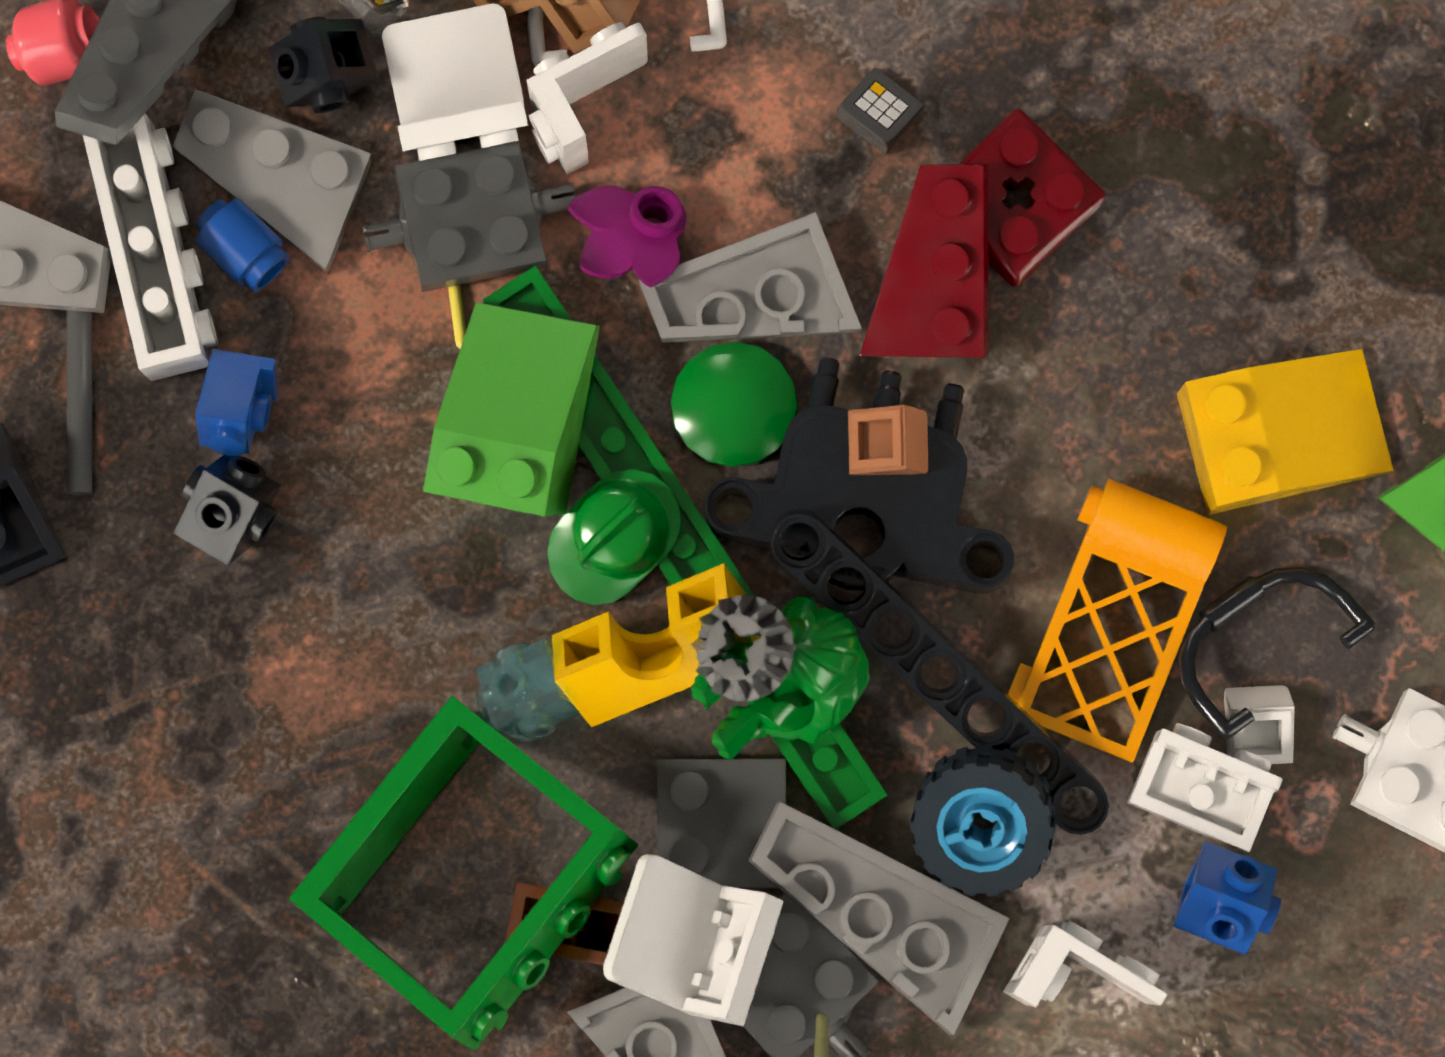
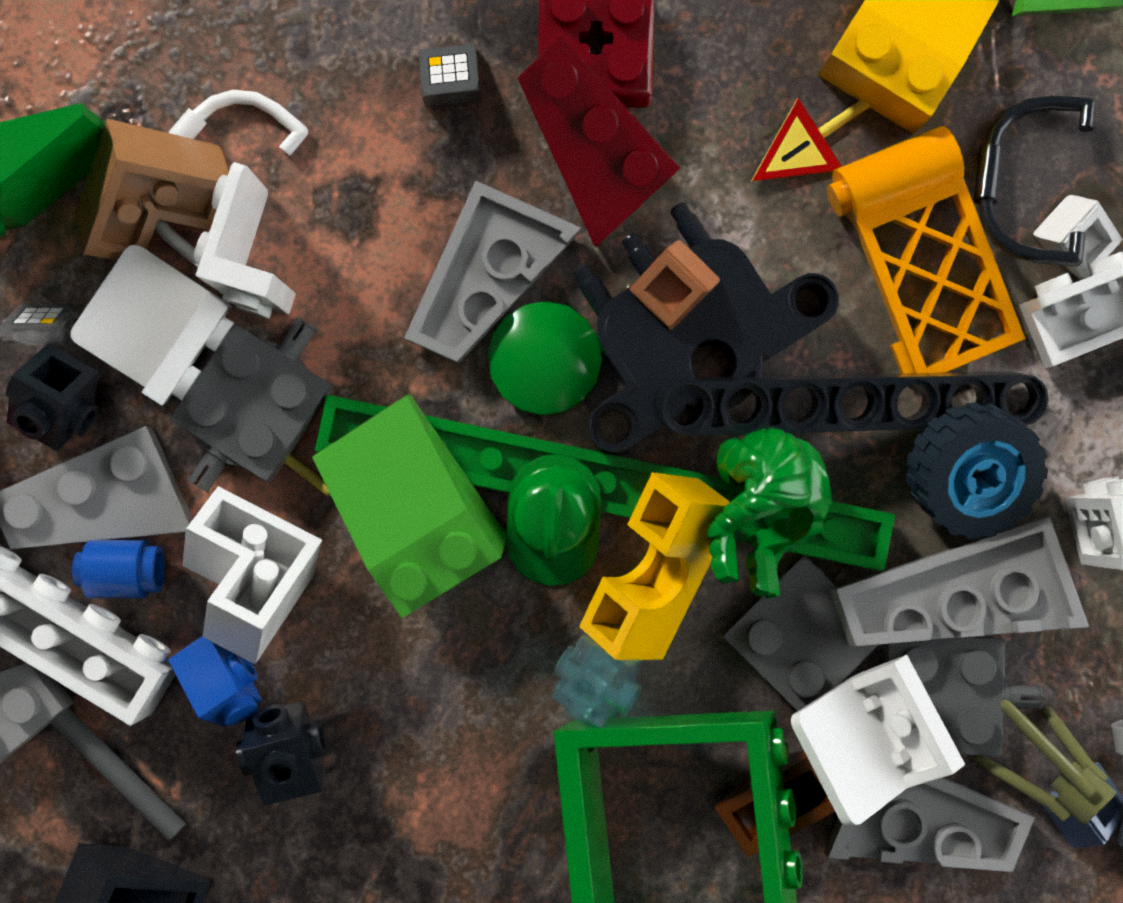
camera: 50 degrees left, 5 degrees up
(350, 344) = (258, 567): none -> white brick
(624, 238) = (366, 318): magenta plate -> none
(767, 659) = (757, 511): dark grey gear -> none
(1105, 437) = (801, 145): none -> piece

